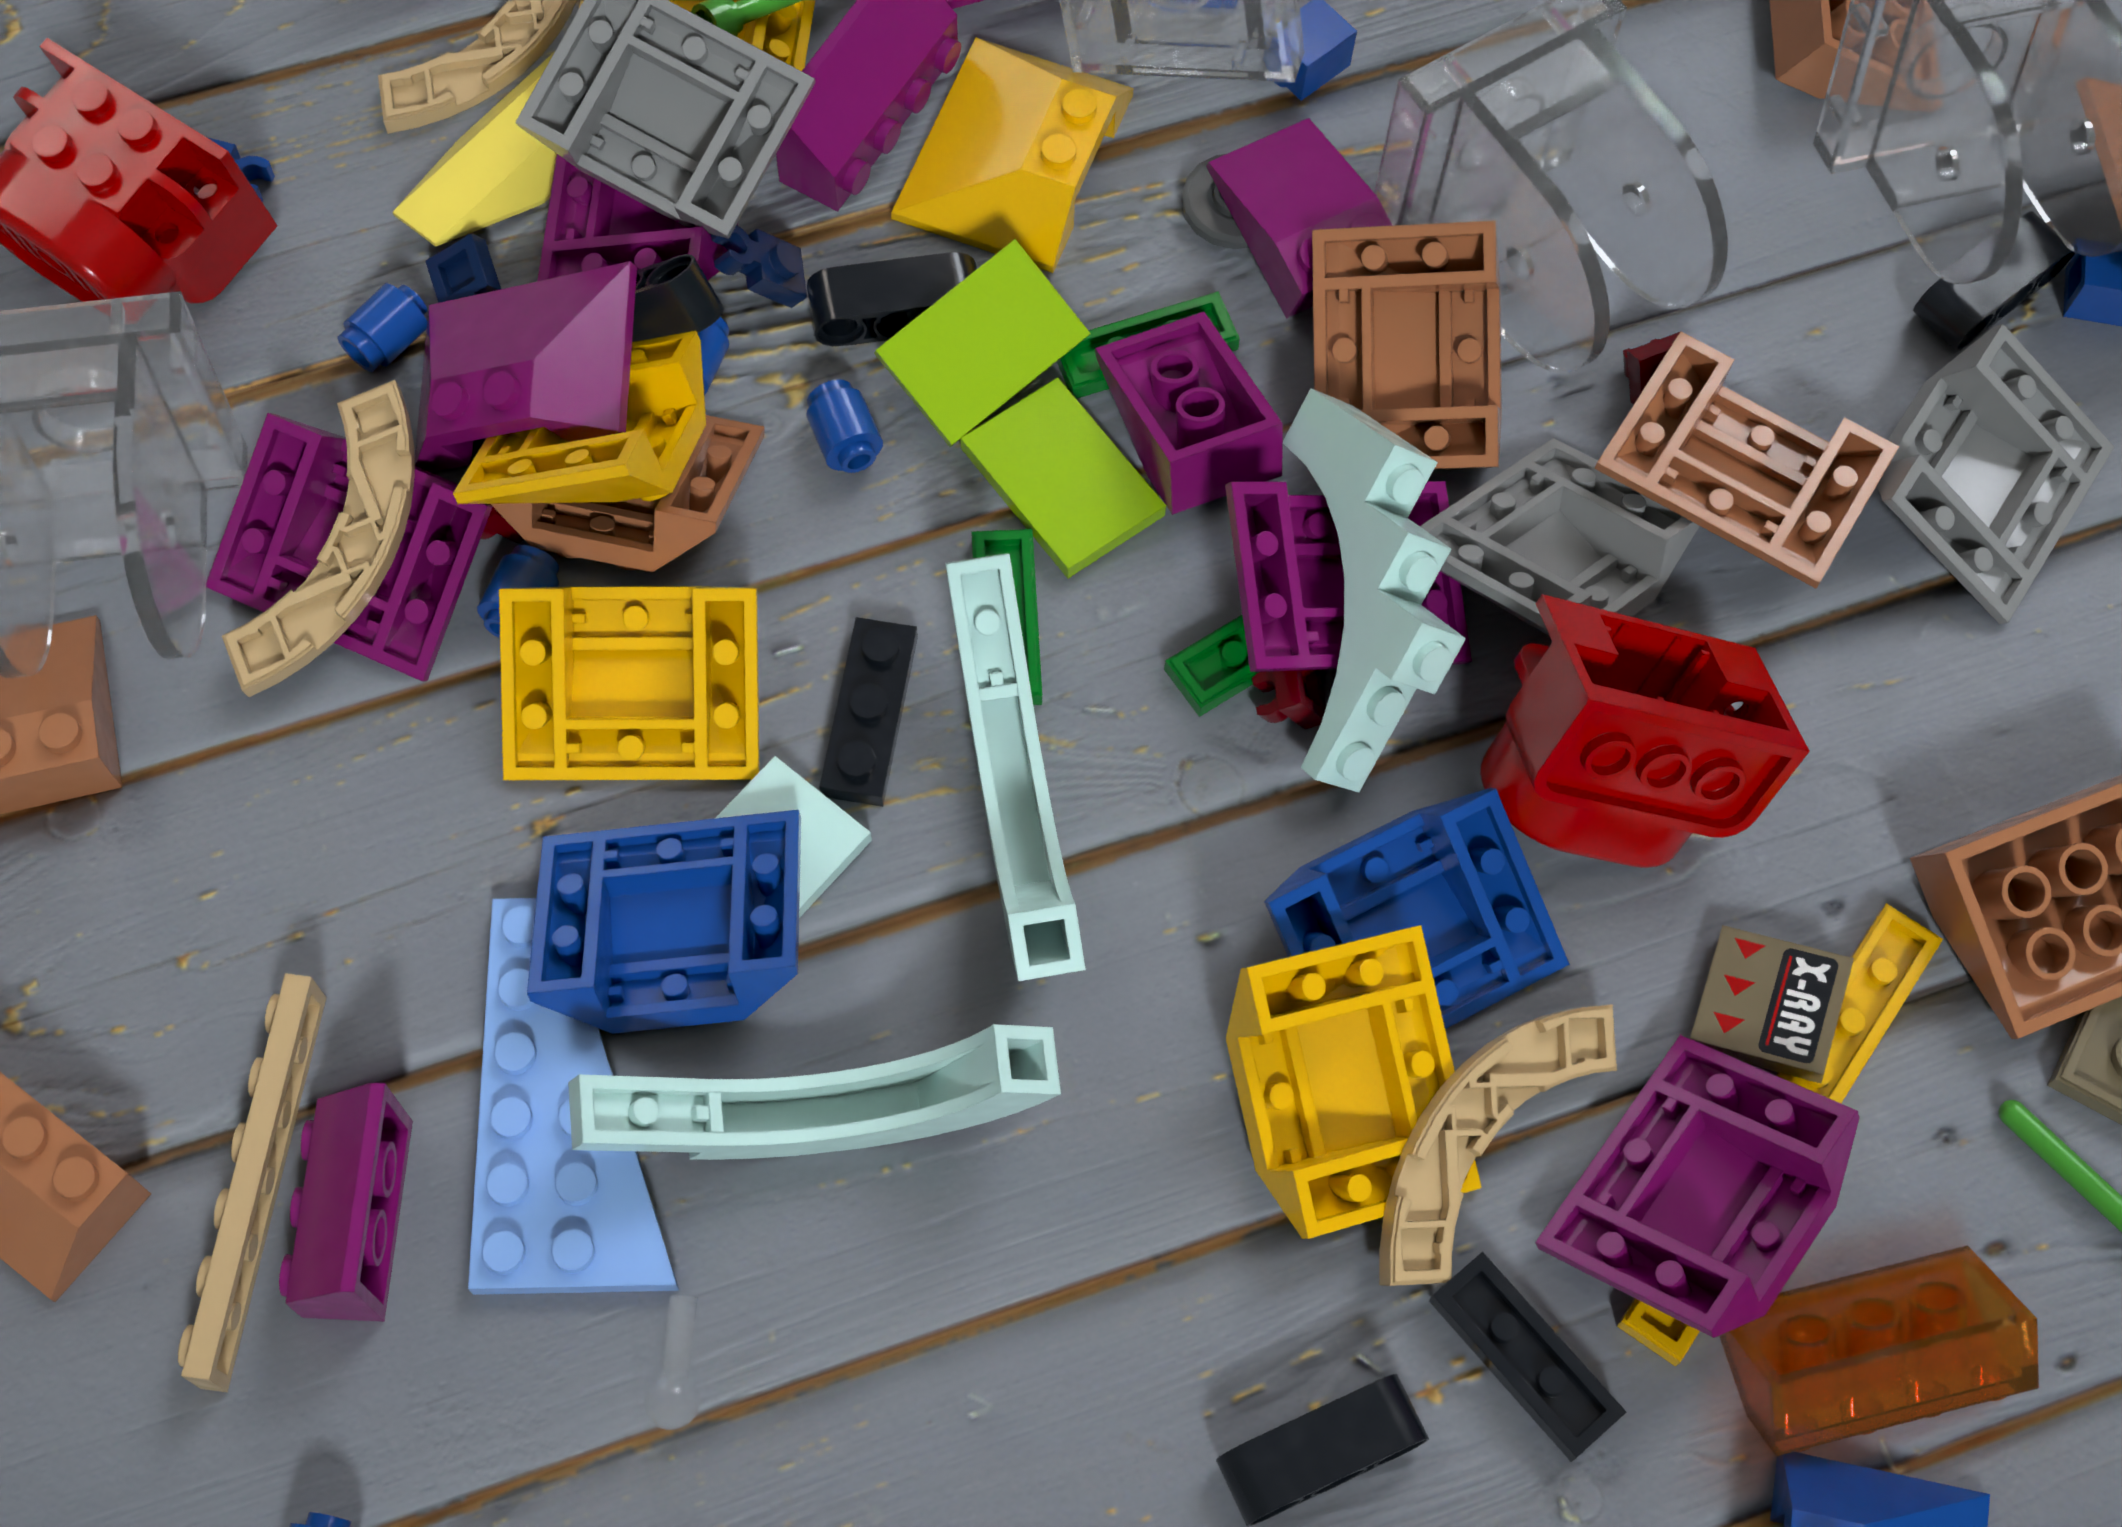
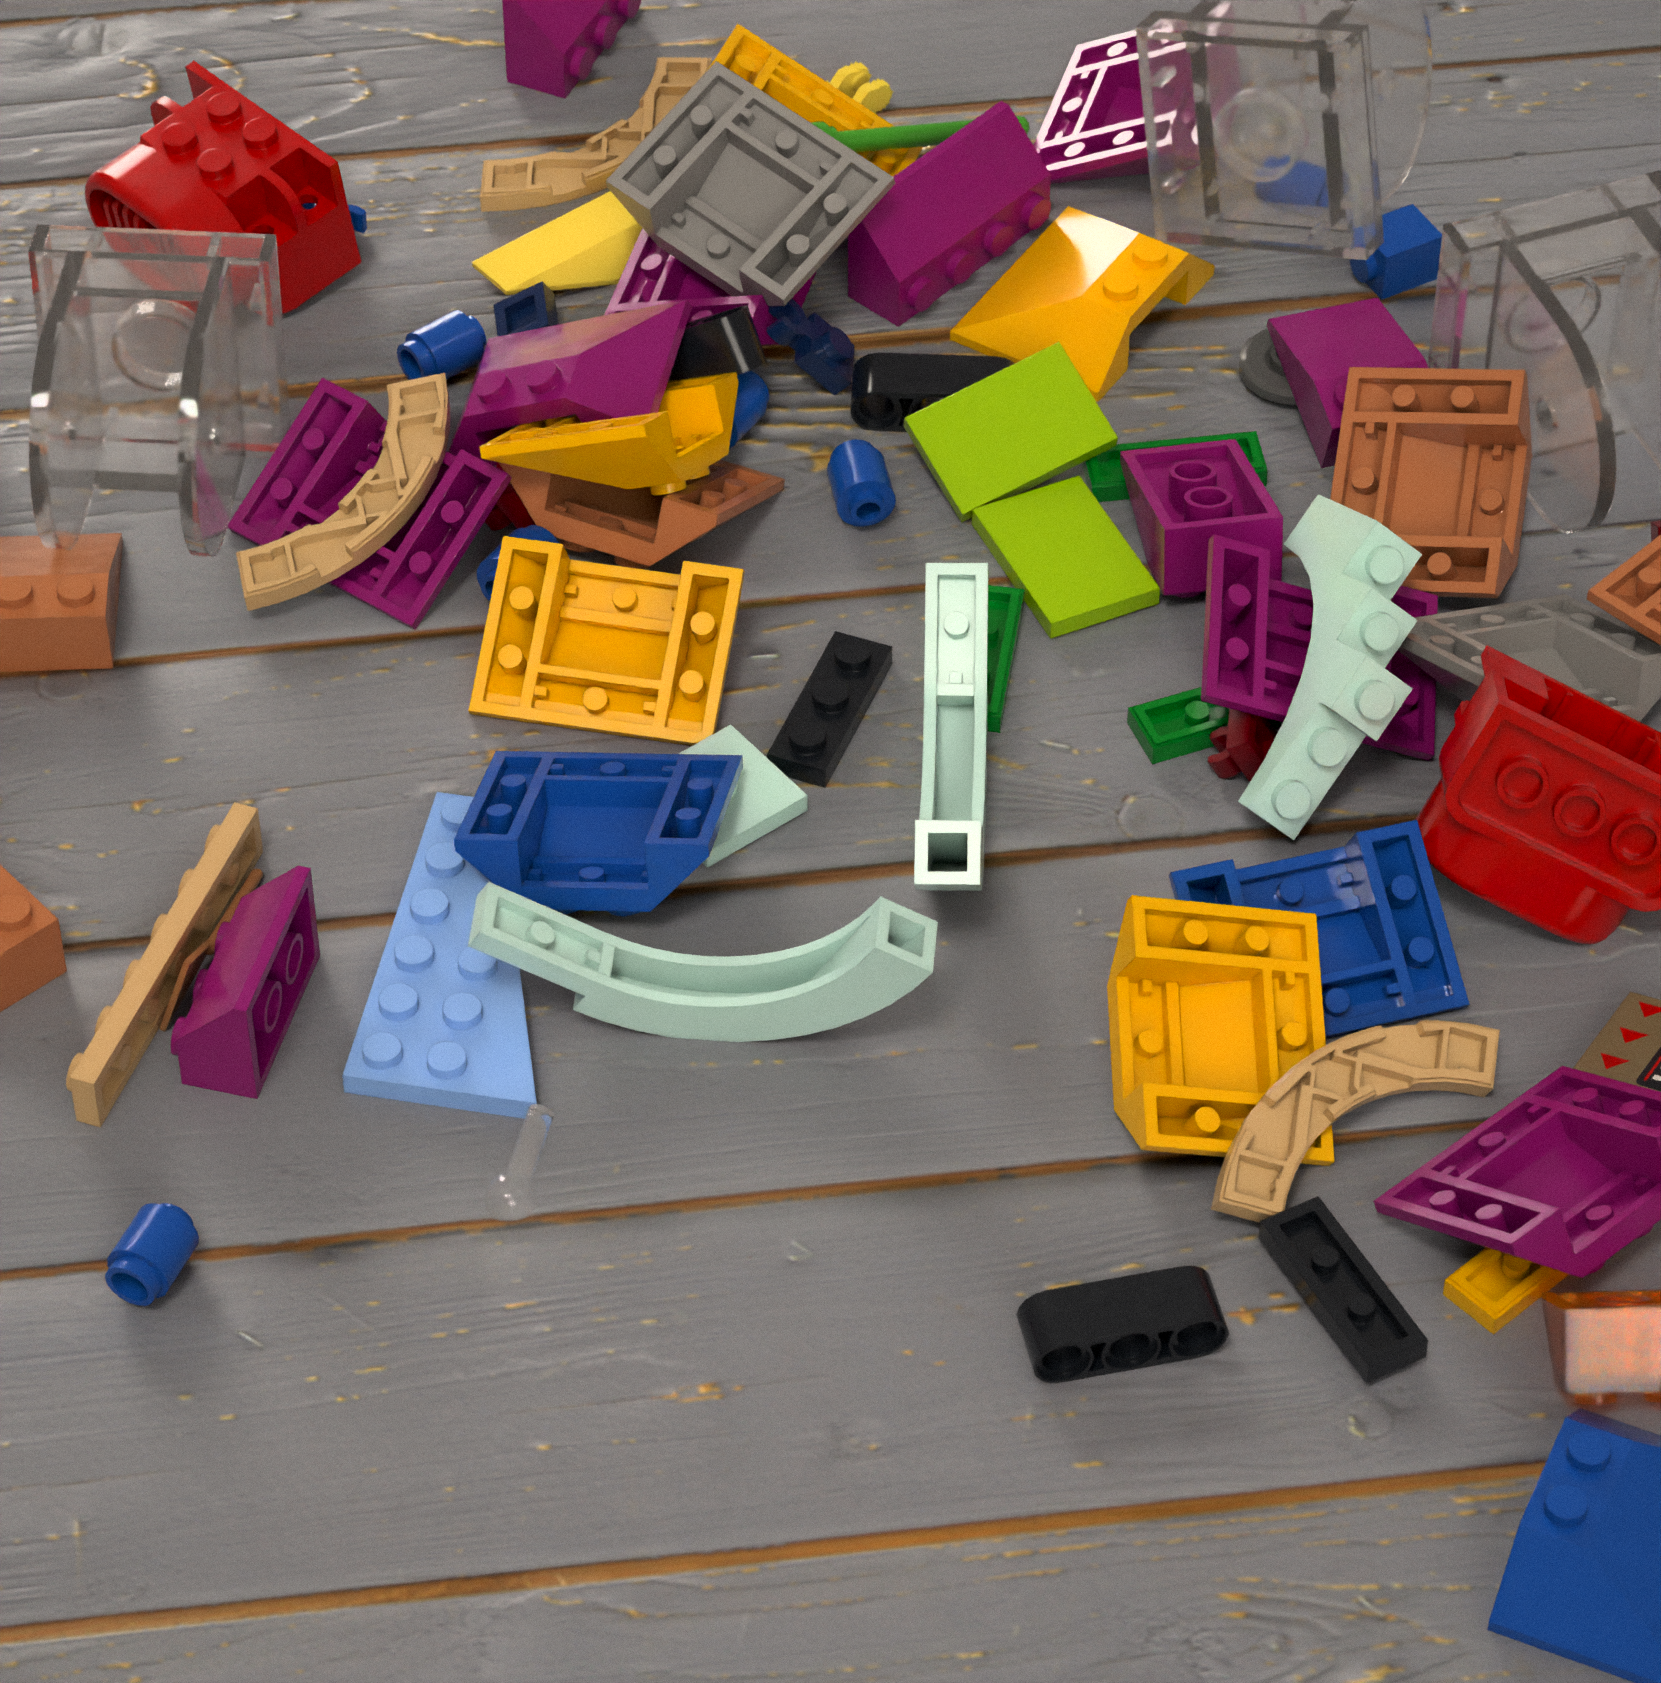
camera: 15 degrees right, 20 degrees down
(305, 1113) = (194, 961): none -> medium nougat piece

